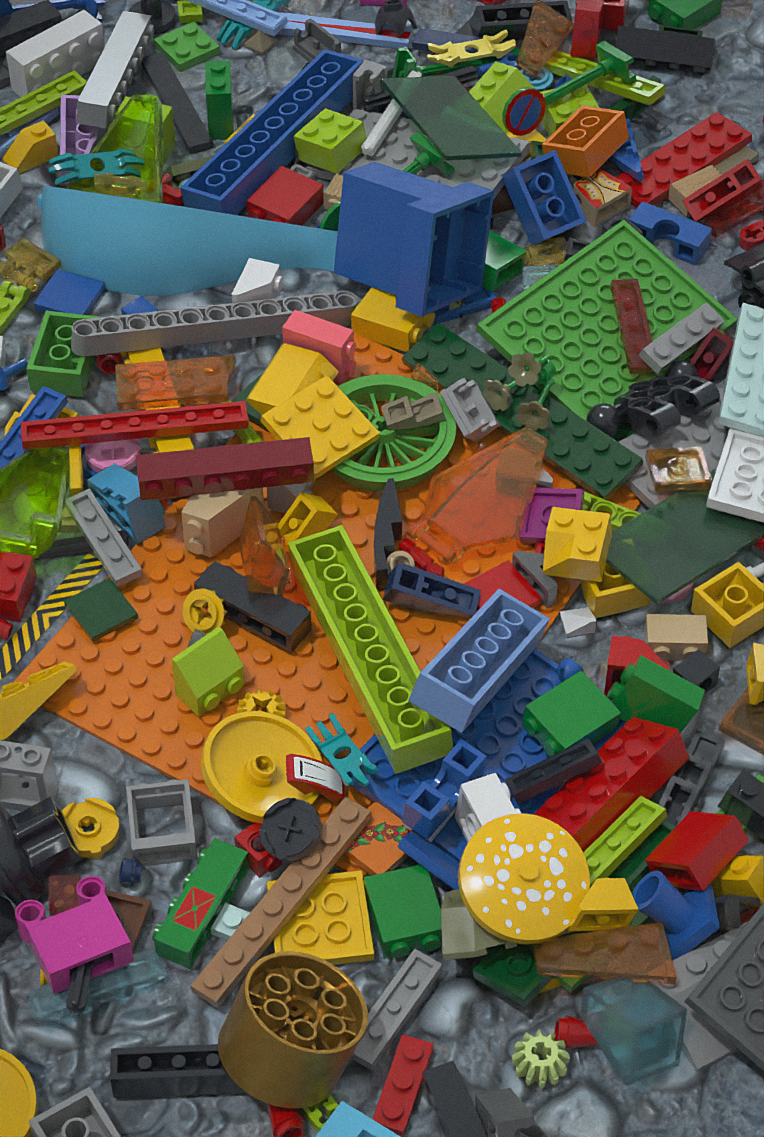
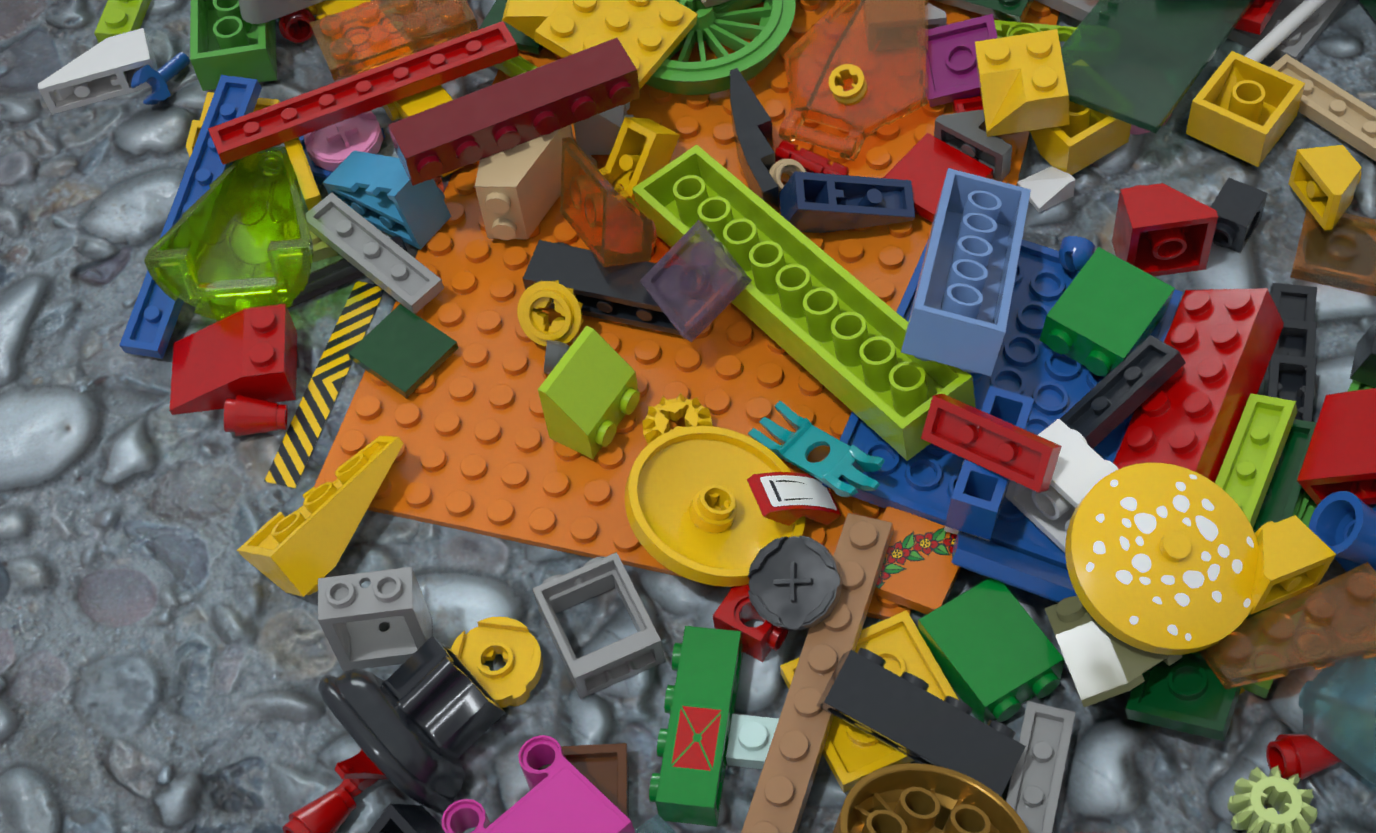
camera: 10 degrees left, 5 degrees up
(63, 893) = (497, 771): clear red slope -> none
(130, 871) = (578, 709): dark blue plate -> none
(302, 617) = (695, 281): none -> clear purple plate
(335, 939) = (918, 722): none -> black brick
(443, 774) = (991, 442): none -> red plate
(454, 506) = (845, 72): none -> yellow bush
(655, 695) = (1211, 251): green brick -> none
(675, 636) = (1189, 166): tan brick -> none

